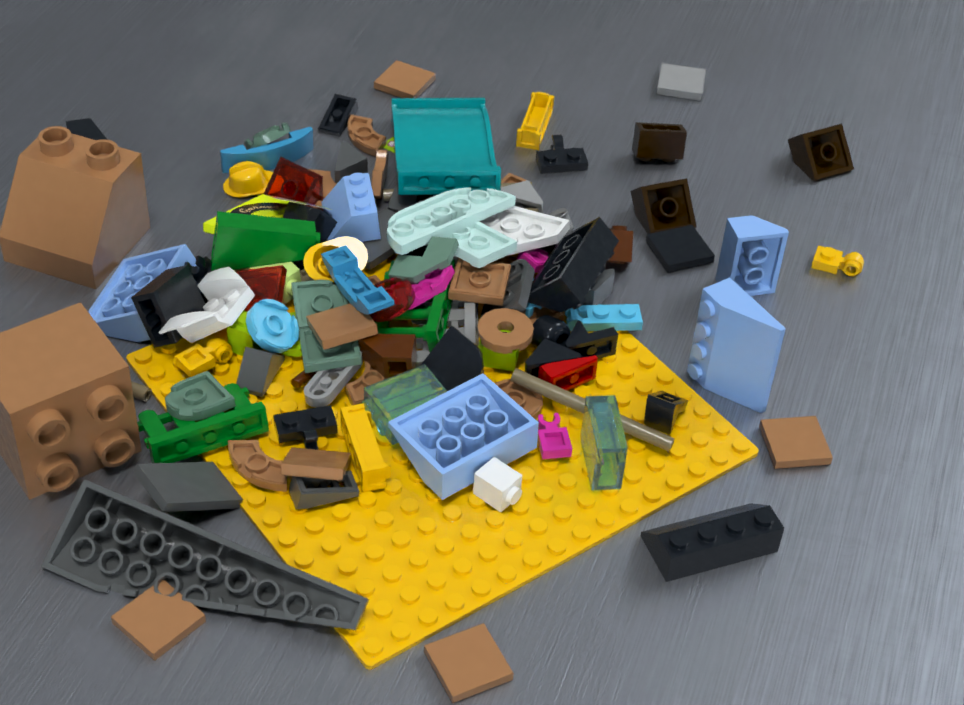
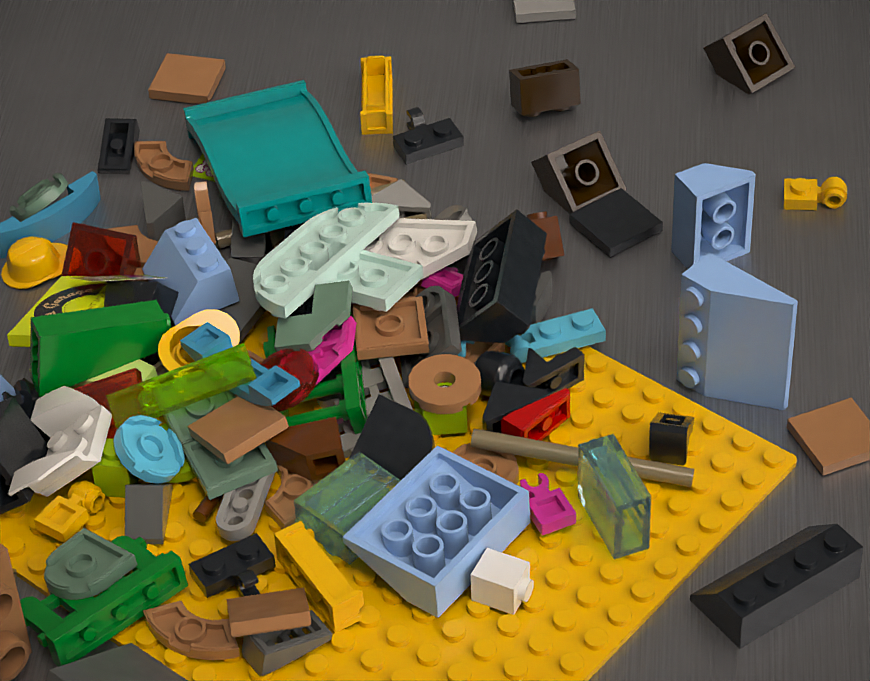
camera: 10 degrees left, 0 degrees up
(312, 285) = (183, 385): none -> clear neon green tile

